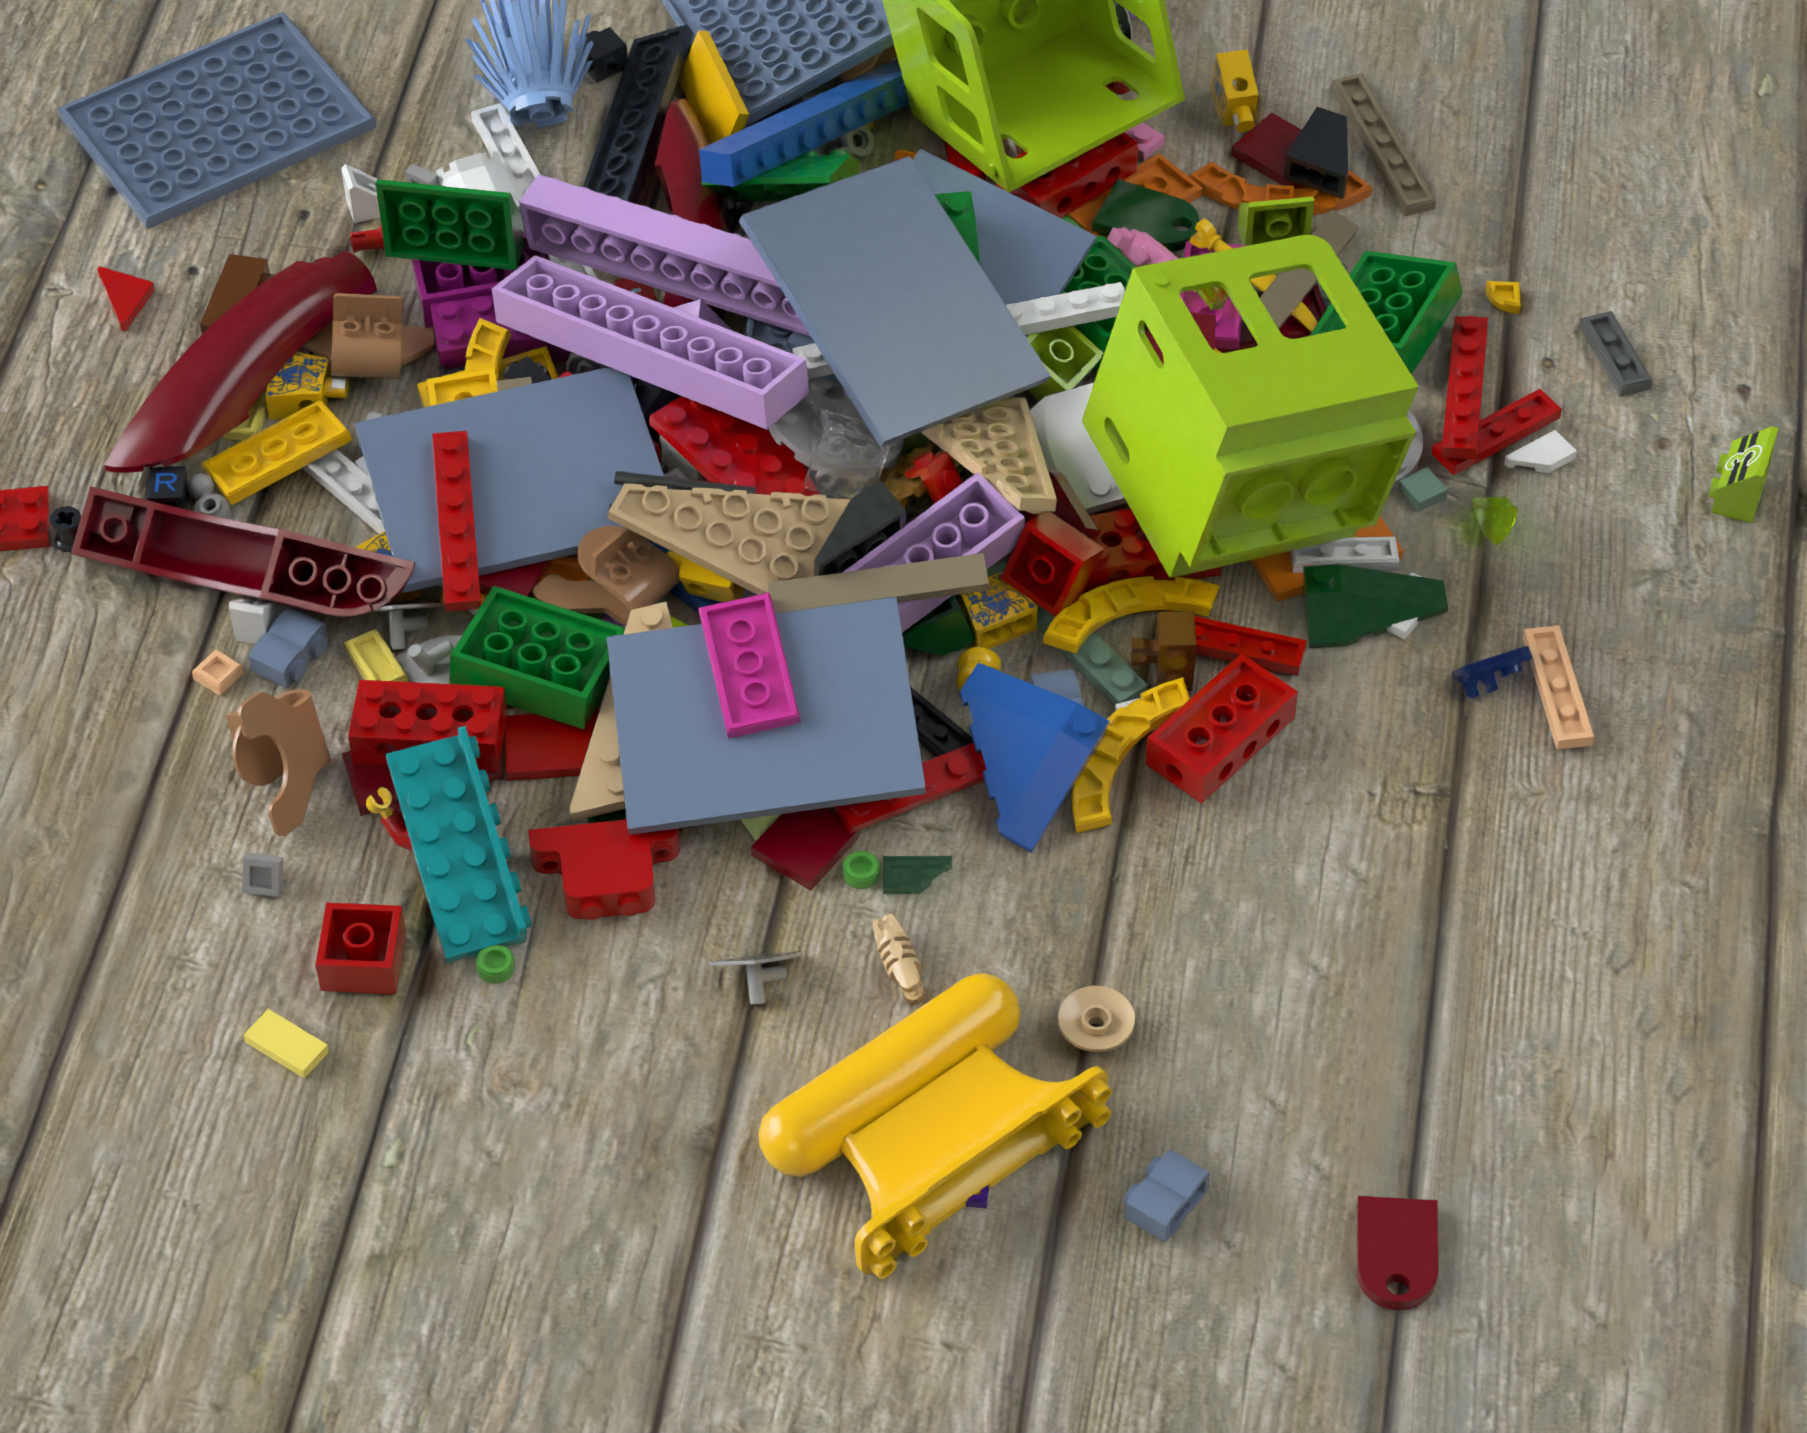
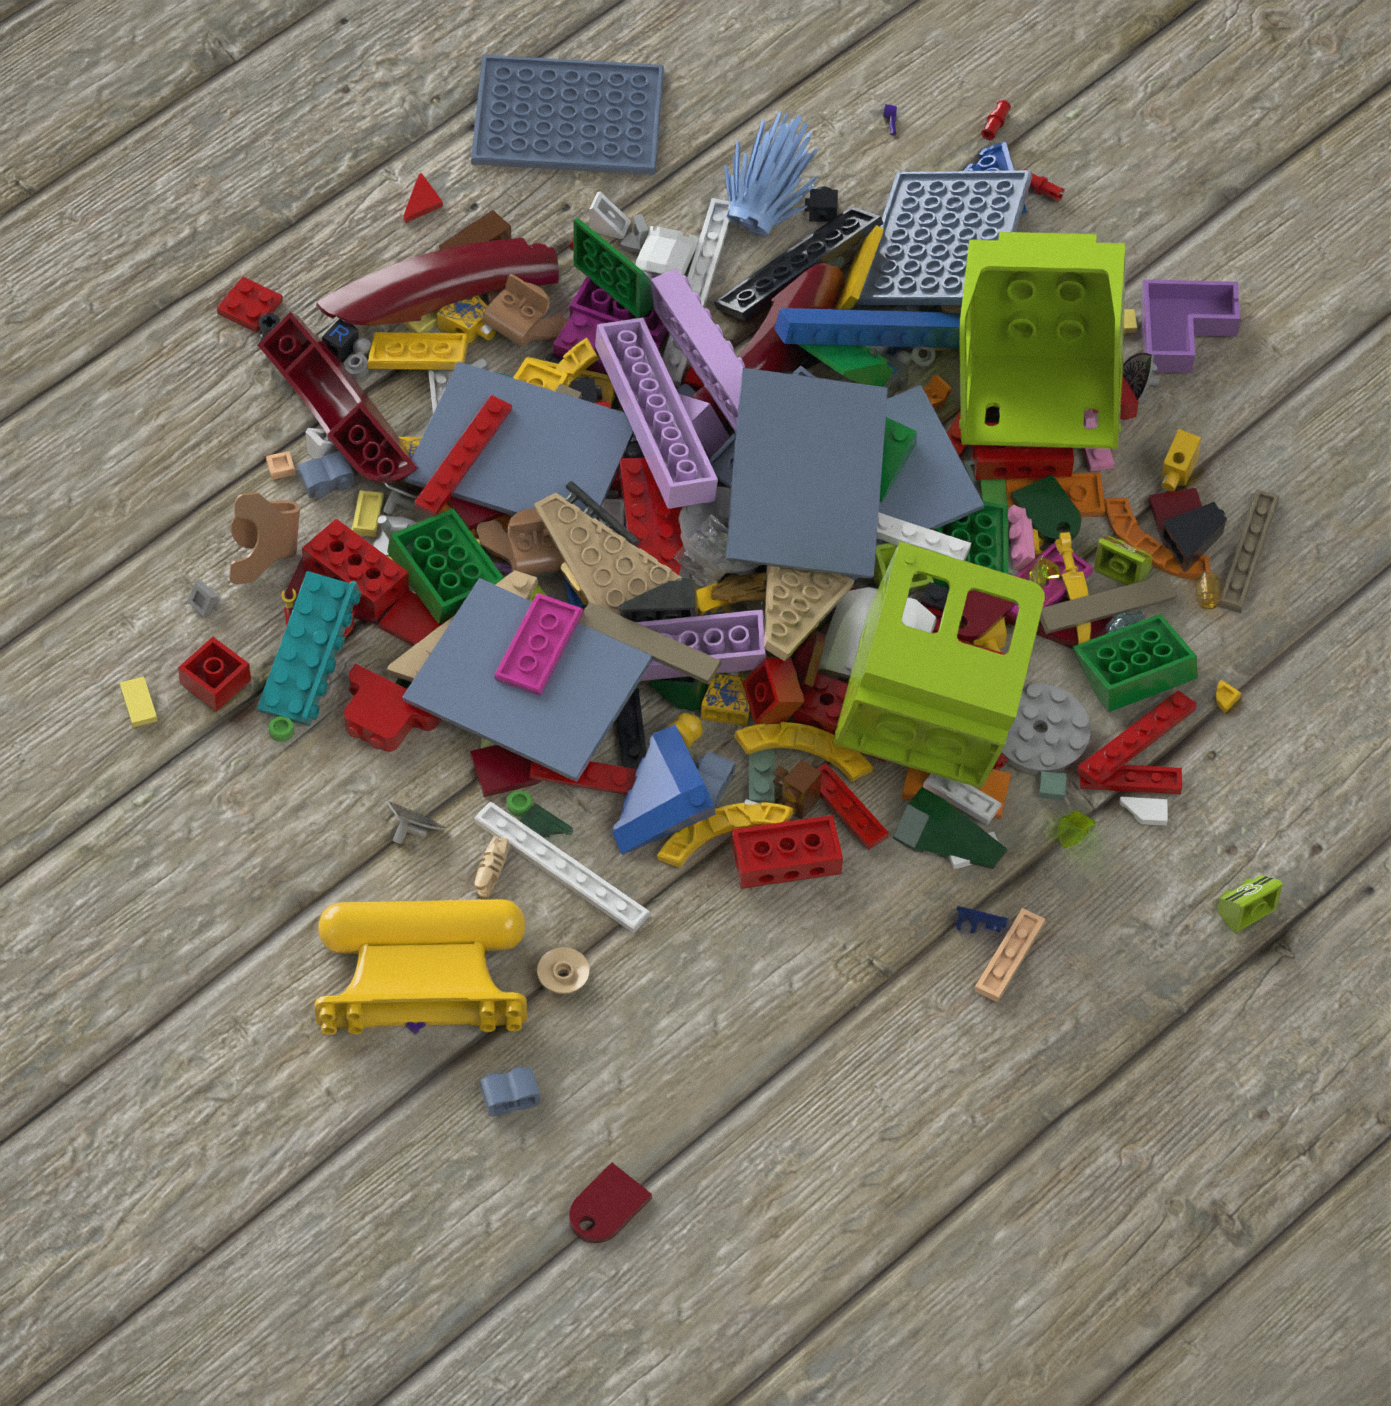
camera: 35 degrees right, 5 degrees up
(936, 473) = (751, 595): red bracket -> none
(979, 908) = (562, 867): none -> white tile
(1386, 201) = (1208, 590): none -> clear yellow brick
(1615, 353) = (1257, 775): dark grey tile -> none

